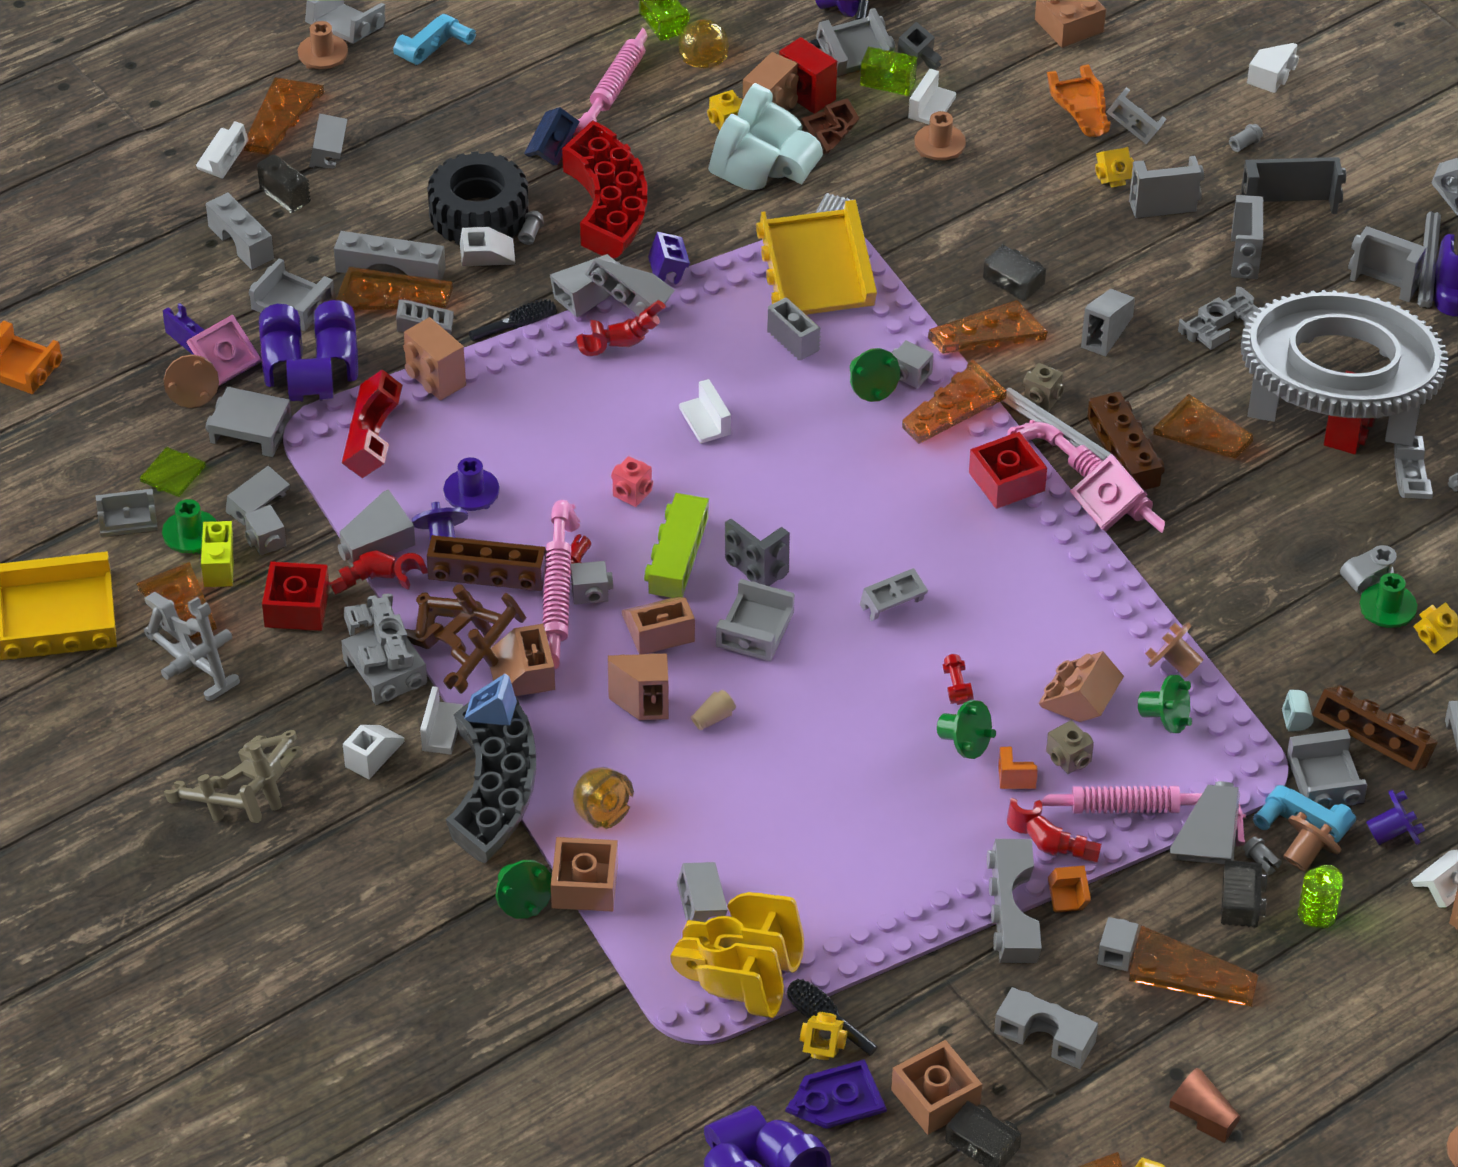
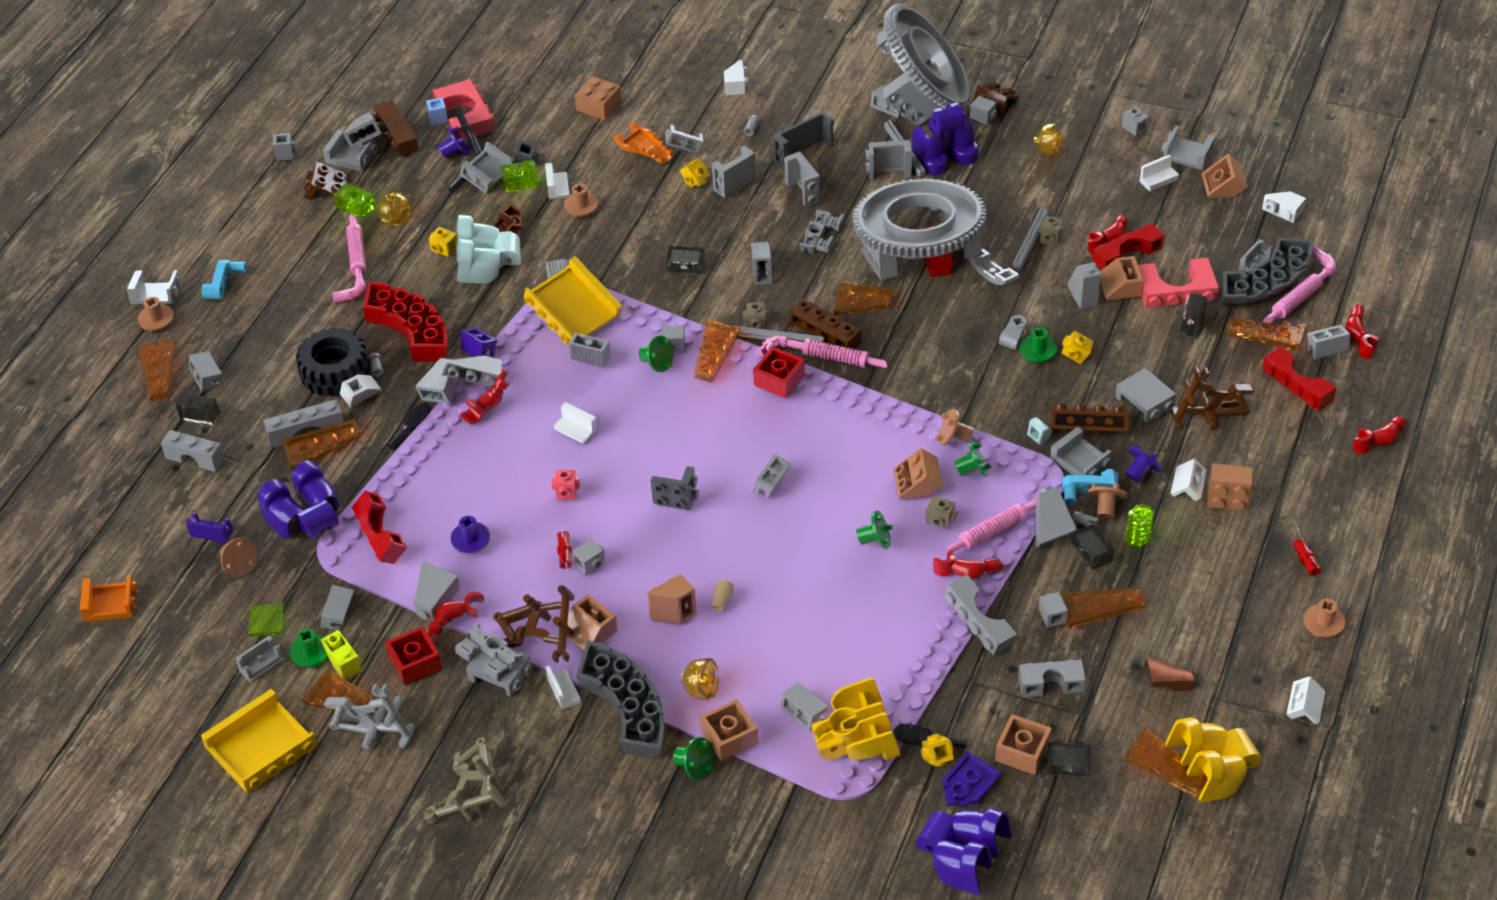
camera: 30 degrees left, 0 degrees up
(223, 150) = (140, 406): white panel -> none
(225, 348) = (243, 524): bright pink tile -> none
(250, 418) = (292, 562): light grey panel -> none
(264, 530) = (358, 626): light grey brick -> none
(282, 287) = (250, 476): light grey panel -> none
(370, 748) = (534, 725): white slope -> none
(412, 313) = (344, 455): light grey slope -> none
(434, 358) = (388, 469): nougat brick -> none
(440, 520) = (473, 568): dark purple piece -> none
(486, 563) = (519, 576): reddish brown brick -> none
(493, 703) = (598, 656): medium blue slope -> none
(552, 135) = (346, 303): dark blue panel -> none
(558, 577) = (569, 560): bright pink piece -> none
(660, 624) = (651, 559): nougat slope -> none
(677, 545) = (623, 509): lime brick -> none
(756, 620) = (703, 530): light grey panel -> none
(778, 76) = (460, 205): nougat brick -> none
(816, 74) = (476, 198): red brick -> none
(960, 691) = (851, 513): red bar -> none
(988, 328) = (696, 297): clear orange wing -> none
(1015, 774) = (919, 543): orange panel -> none
(1069, 888) = (1002, 593): orange panel -> none
(1108, 492) = (841, 358): bright pink tile -> none

